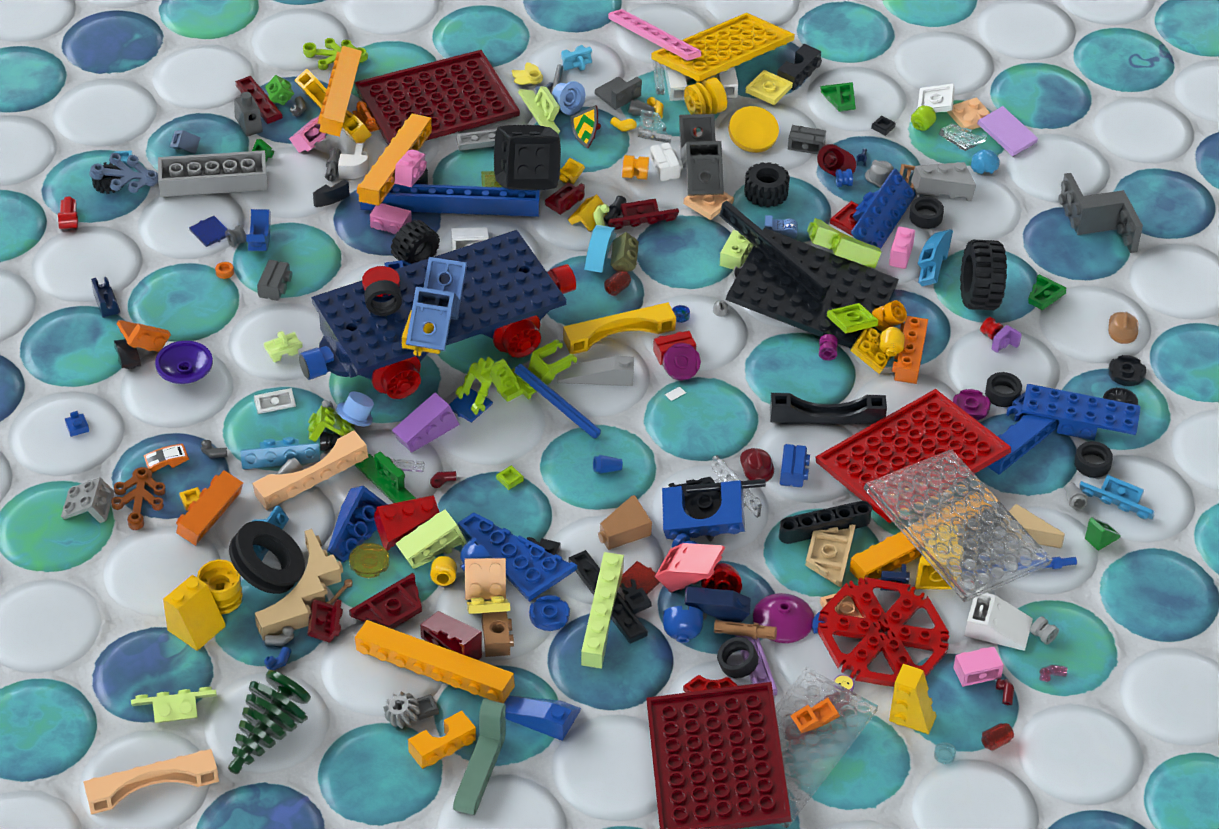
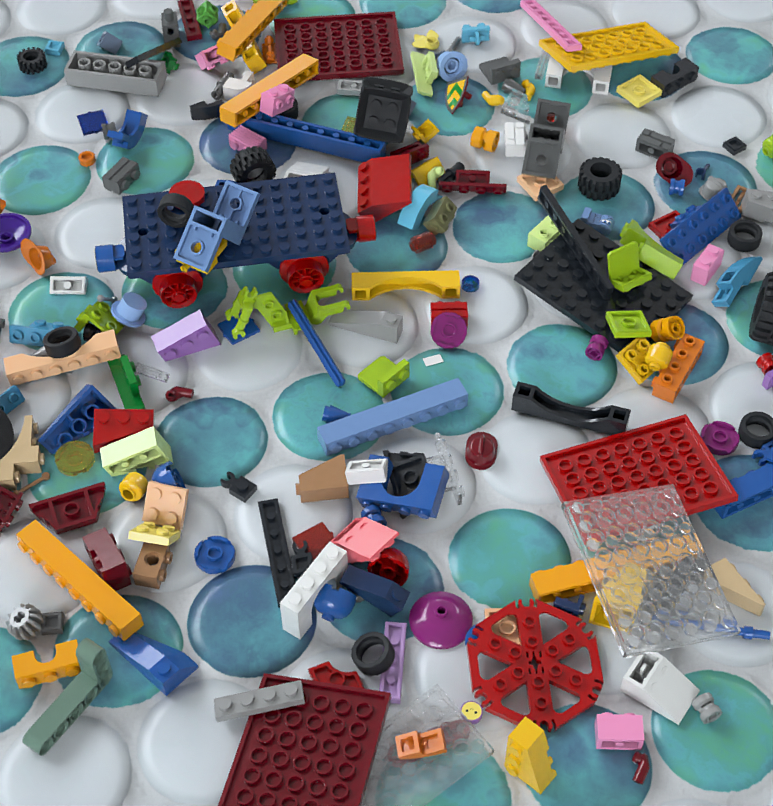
camera: 20 degrees right, 5 degrees up
(146, 177) = (46, 60): sand blue plant -> none
(229, 379) = (37, 255): none -> orange piece
(250, 143) = (153, 52): none -> black tile
(282, 345) = (97, 235): yellowish green hips -> none
(313, 460) = (69, 338): none -> black tyre
(510, 477) = (241, 407): lime tile -> none
(527, 564) = (211, 495): blue wing -> none
(558, 233) = (384, 185): none -> red slope
(601, 610) = (242, 593): yellowish green arch -> none
(637, 418) = (384, 375): none -> lime bracket
(654, 719) = (259, 701): none -> light grey plate
(658, 624) = (298, 603): none -> white arch
(661, 453) = (392, 416): none -> medium blue brick
(666, 504) = (367, 471): none -> white slope
(706, 97) = (574, 88): yellow wheel -> none
(717, 486) = (421, 464): black bar -> none
(718, 311) = (509, 290): light grey hinge -> none
(741, 629) = (398, 627): medium nougat pin -> none
(753, 129) = (608, 125): yellow piece -> none
(793, 465) = (514, 460): blue brick -> none
(801, 526) = (512, 532): black beam -> none
(830, 265) = (625, 268): none -> lime bracket
(830, 553) = (515, 561): tan wing -> none
(840, 95) = (703, 110): green wing -> none
(1046, 672) = (699, 756): clear pink arm -> none

